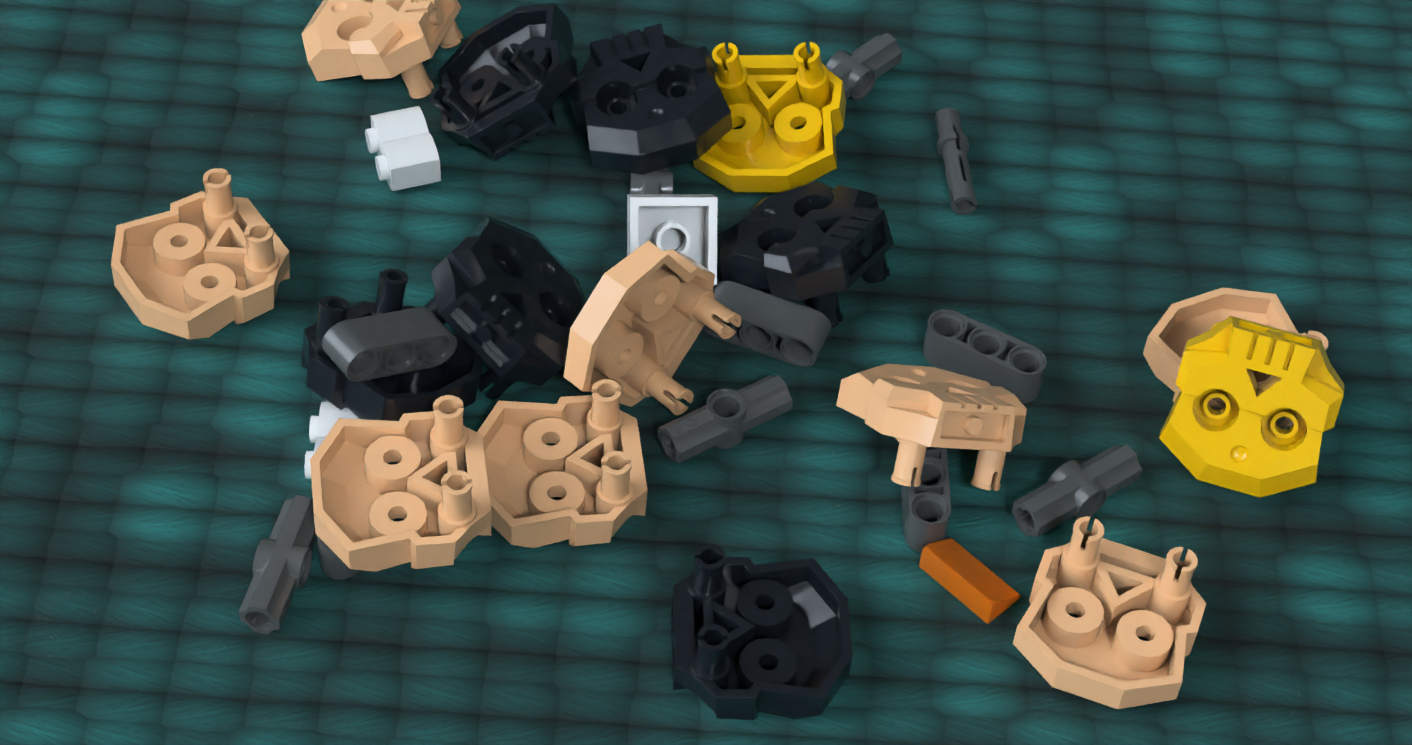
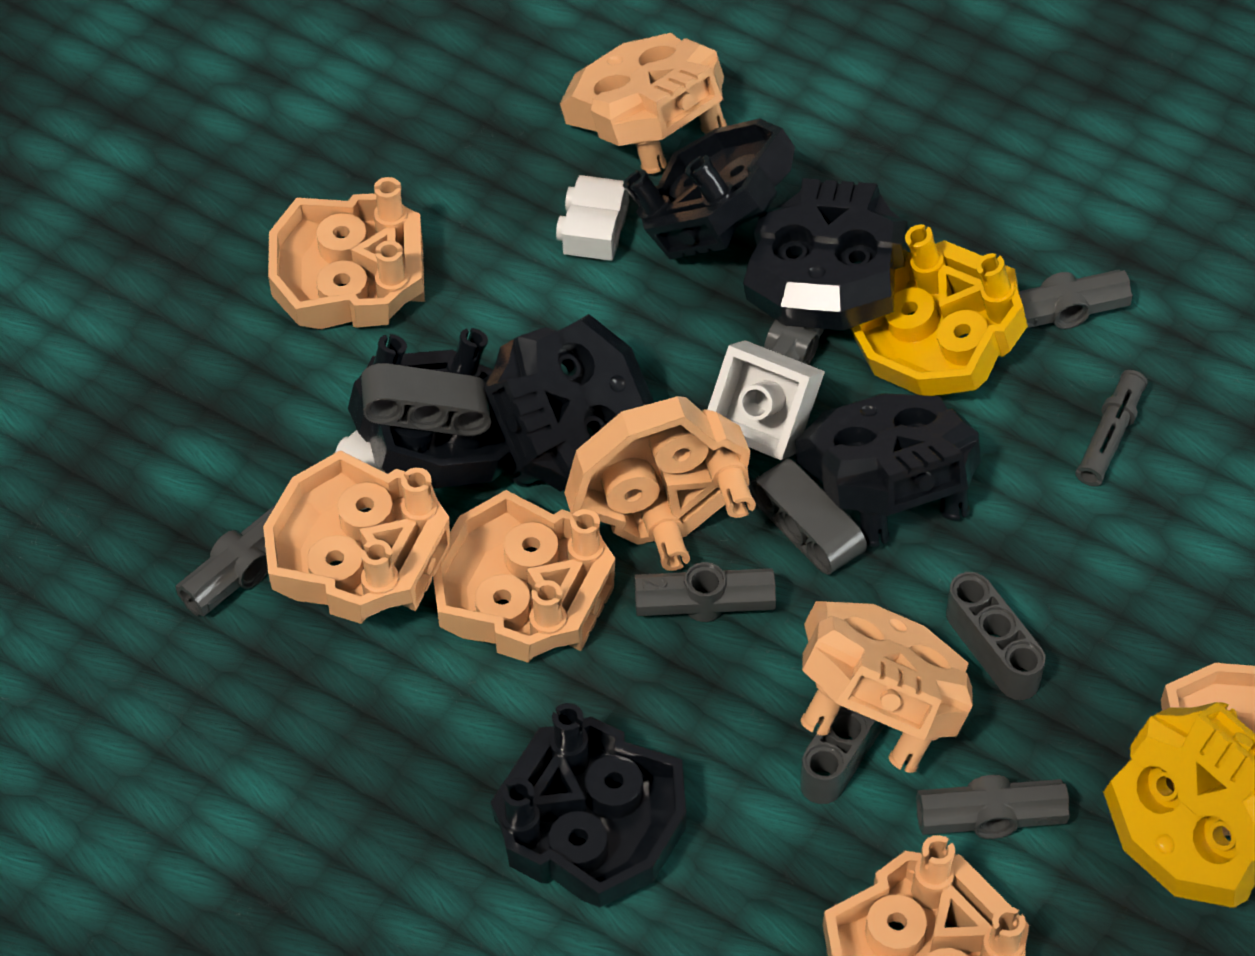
camera: 35 degrees right, 5 degrees up
(967, 579) = (830, 843): orange slope -> none

